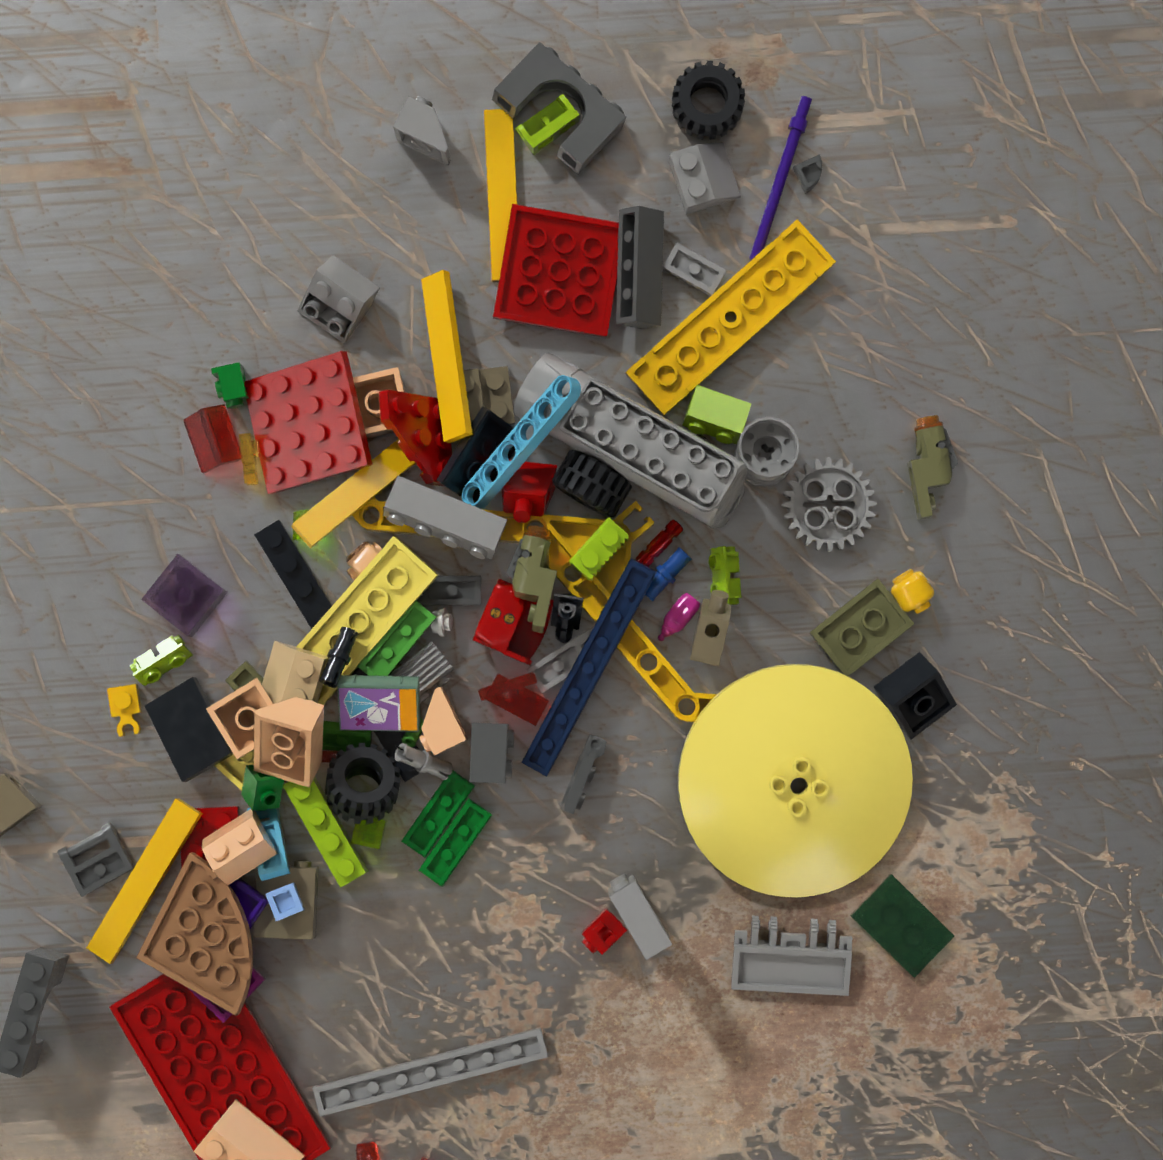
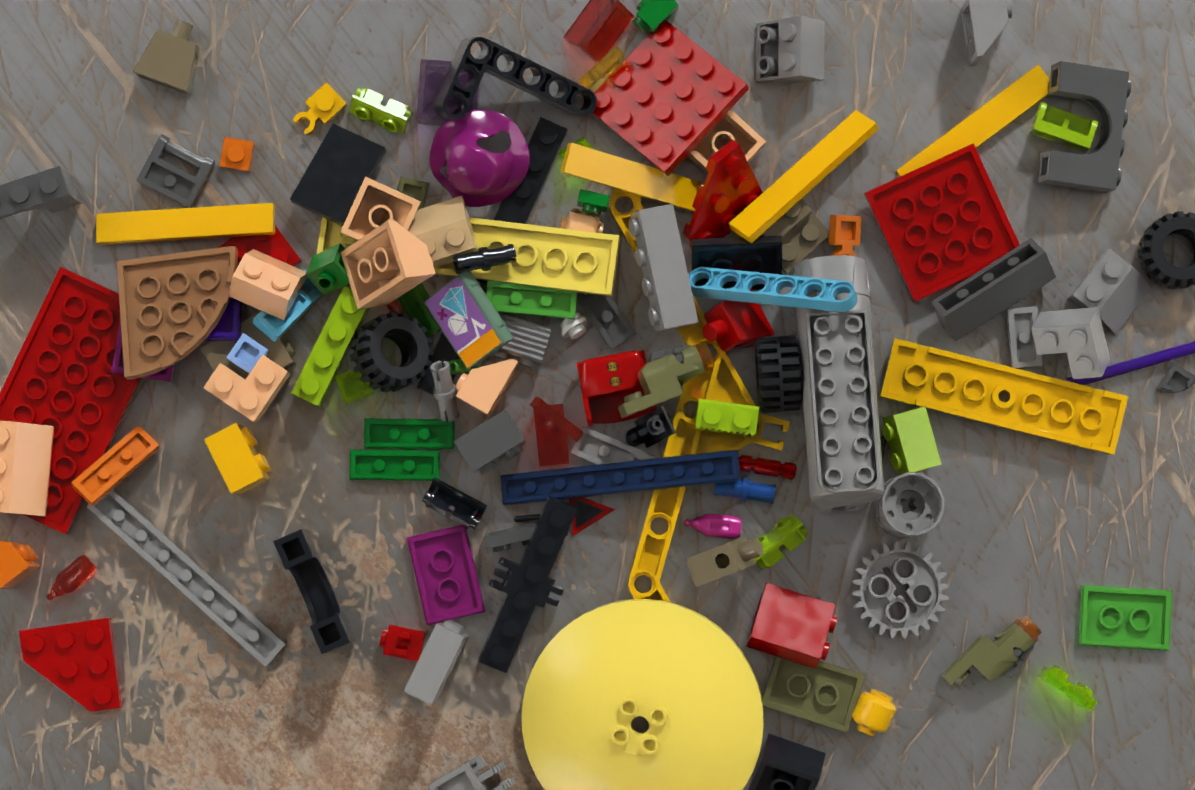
camera: 55 degrees right, 0 degrees up
(116, 800) = (237, 154): none -> orange plate
(204, 534) = (511, 74): none -> black beam
(261, 618) = (473, 171): none -> magenta piece
(302, 1070) = (115, 465): none -> orange plate
(320, 919) = (248, 395): none -> light nougat brick
(352, 538) = (592, 202): none -> green plate
(364, 966) = (237, 458): none -> yellow brick
(484, 969) = (305, 565): none -> black arch
(514, 355) = (844, 233): none -> orange plate
(528, 809) = (463, 507): none -> black hinge
(571, 860) = (446, 574): none -> magenta tile
(597, 717) = (587, 514): none -> piece
(623, 800) = (527, 584): none -> black hinge
(721, 225) = (1077, 334): none -> light grey brick
(800, 610) = (792, 626): none -> brick
(970, 341) = (1125, 617): none -> bright green tile
(983, 427) = (1079, 694): none -> clear neon green plate

